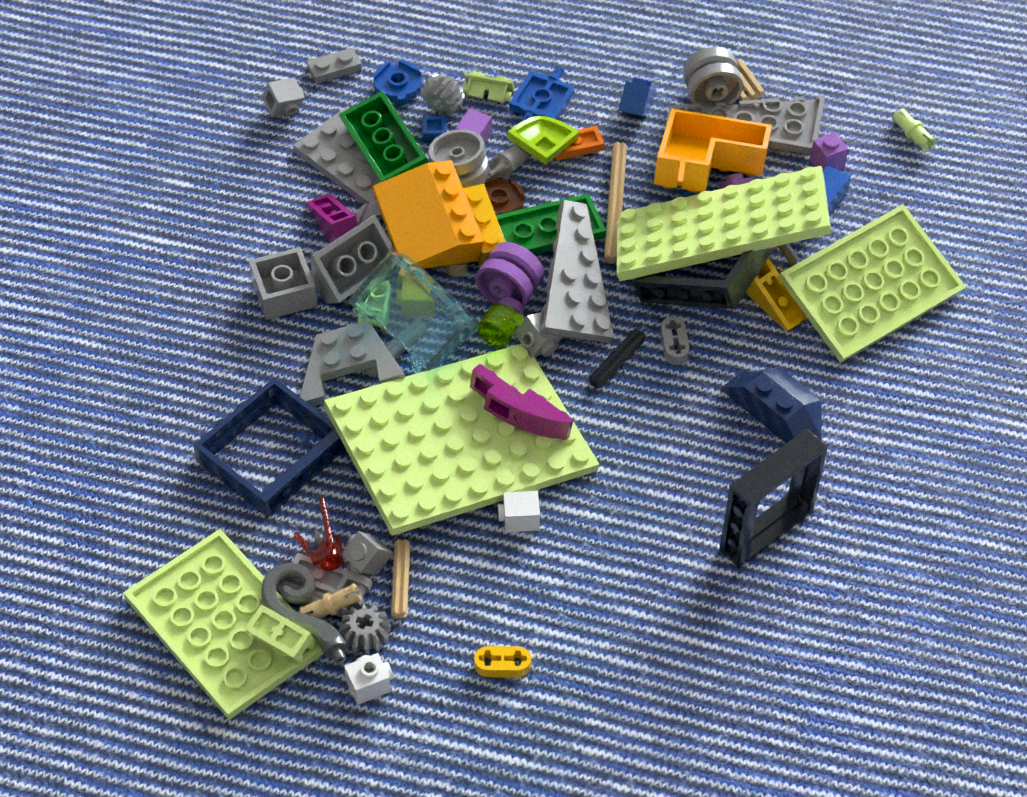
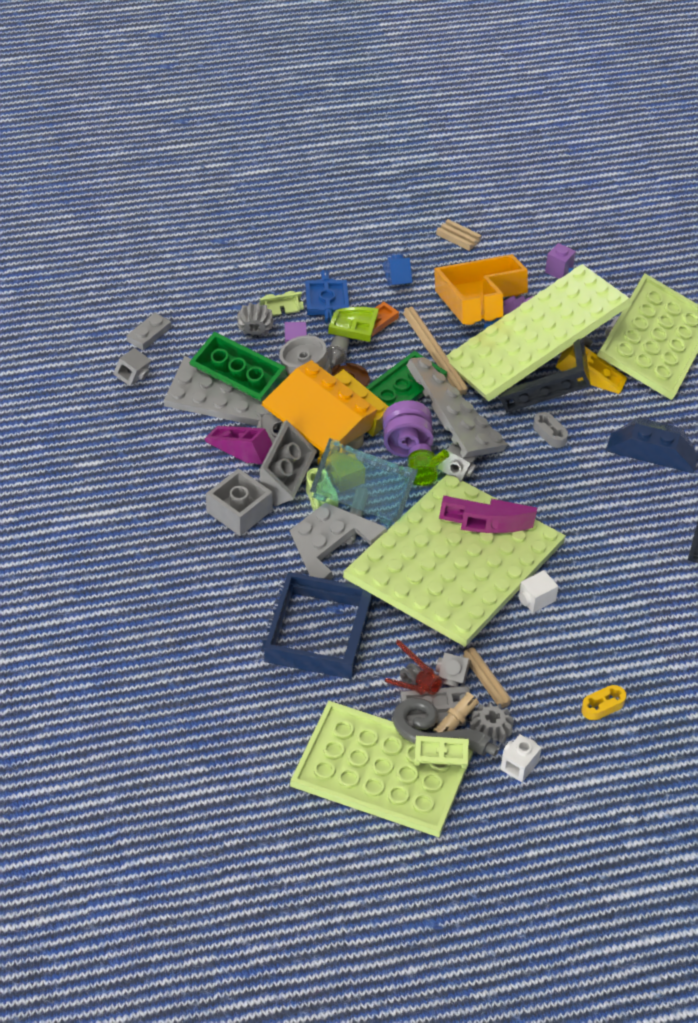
camera: 30 degrees left, 5 degrees down
(398, 92) = (199, 322): blue plate -> none
(433, 127) = (263, 347): blue tile -> none
(616, 358) = (520, 458): black axle -> none
(712, 77) = (445, 237): light grey wheel -> none
(793, 122) = (519, 243): light grey wing -> none
(914, 130) = (602, 225): yellowish green pin -> none

